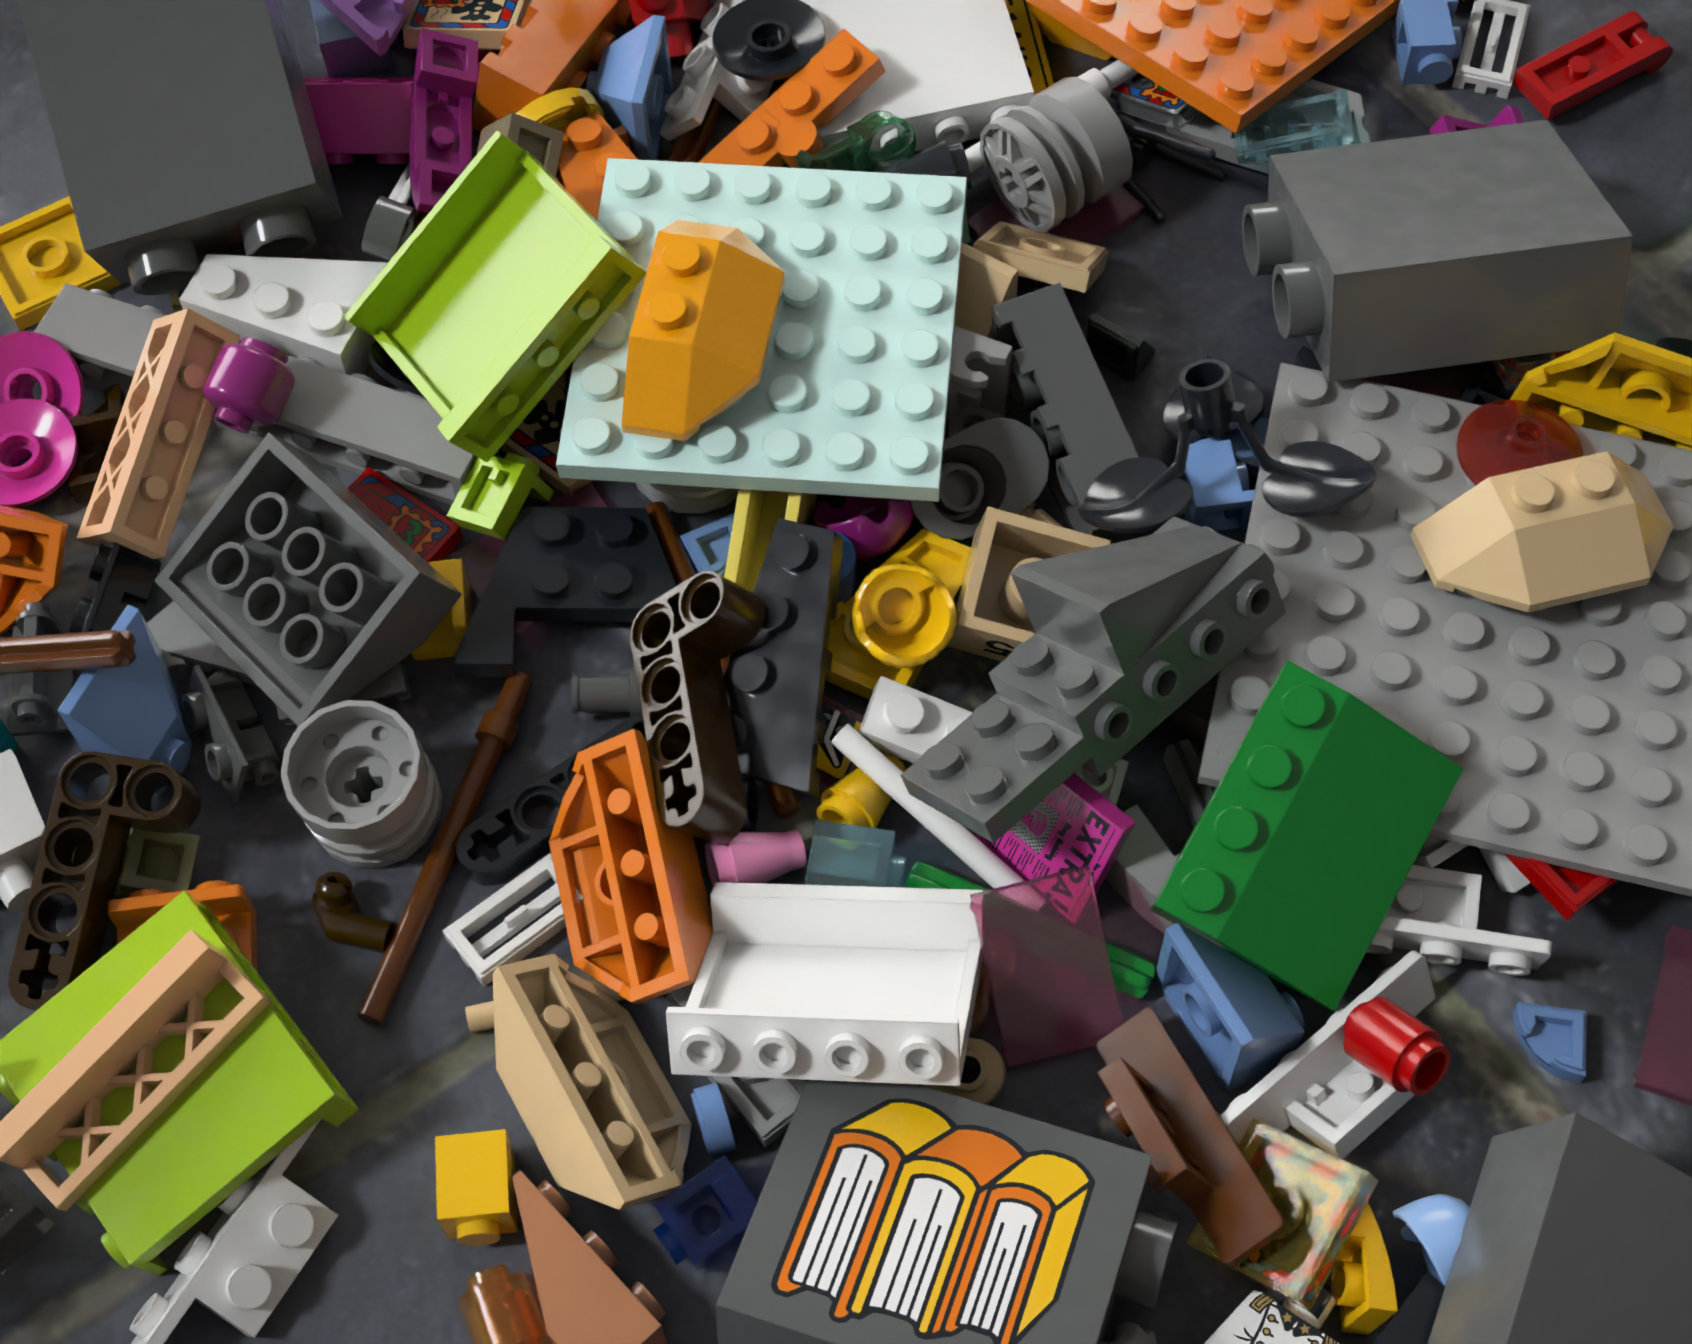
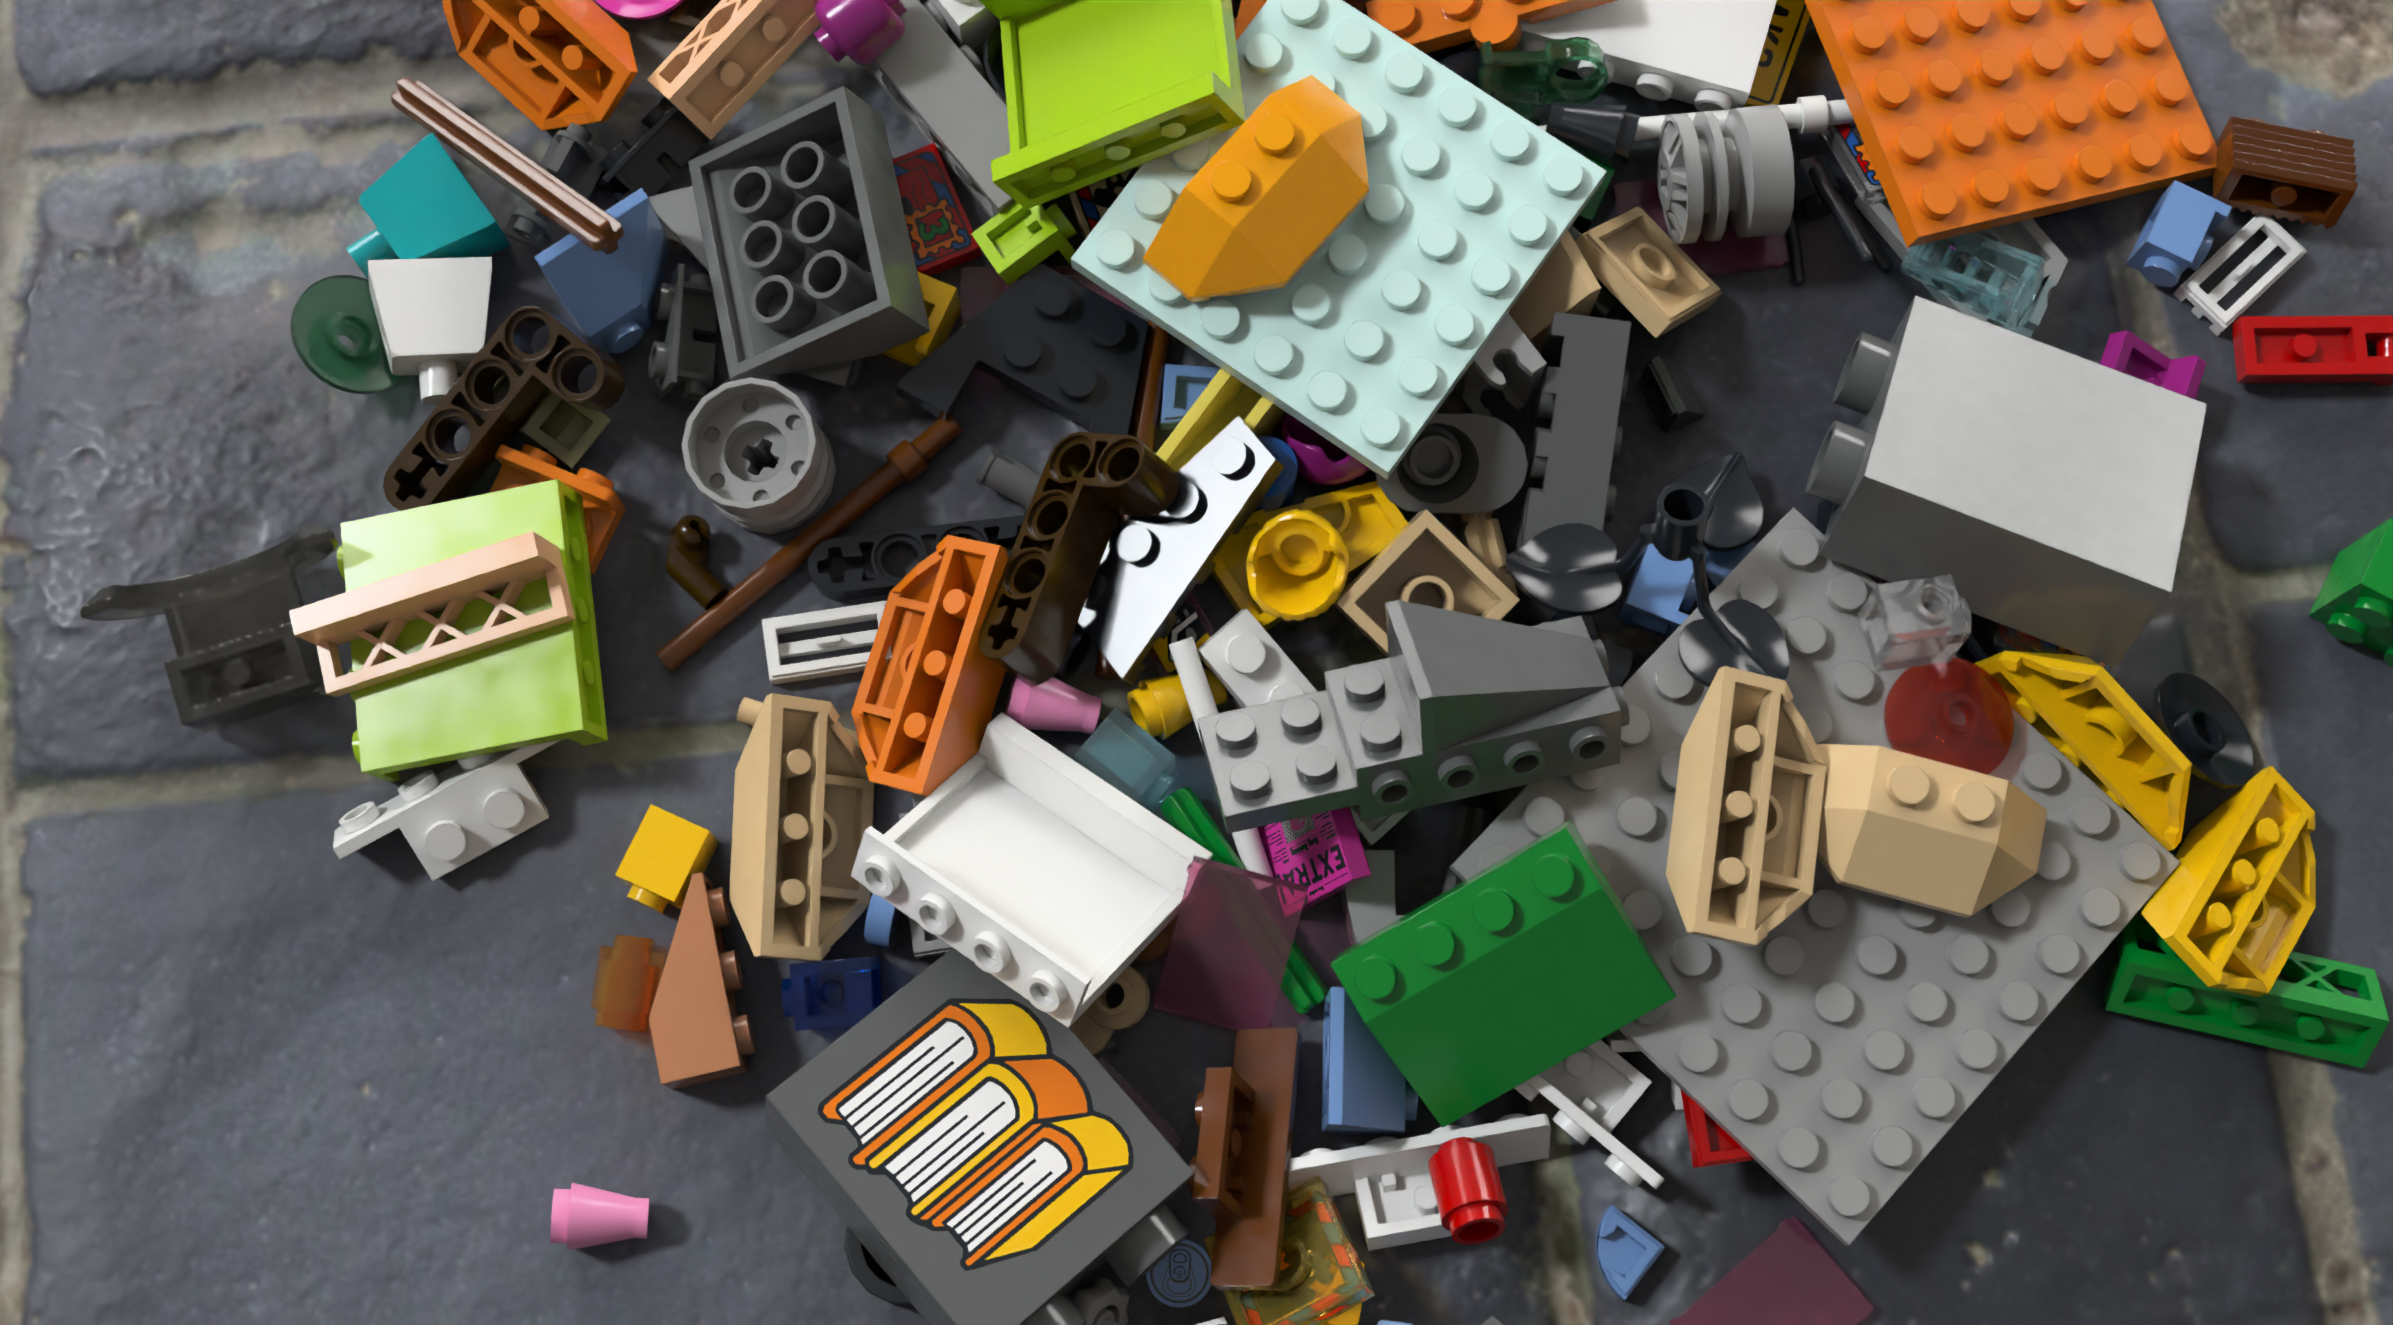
camera: 25 degrees right, 15 degrees up
(1188, 1288) = (1181, 1276): none -> medium blue tile
(1412, 585) = (1745, 810): none -> tan wedge
(1442, 385) = (1915, 622): none -> clear brick

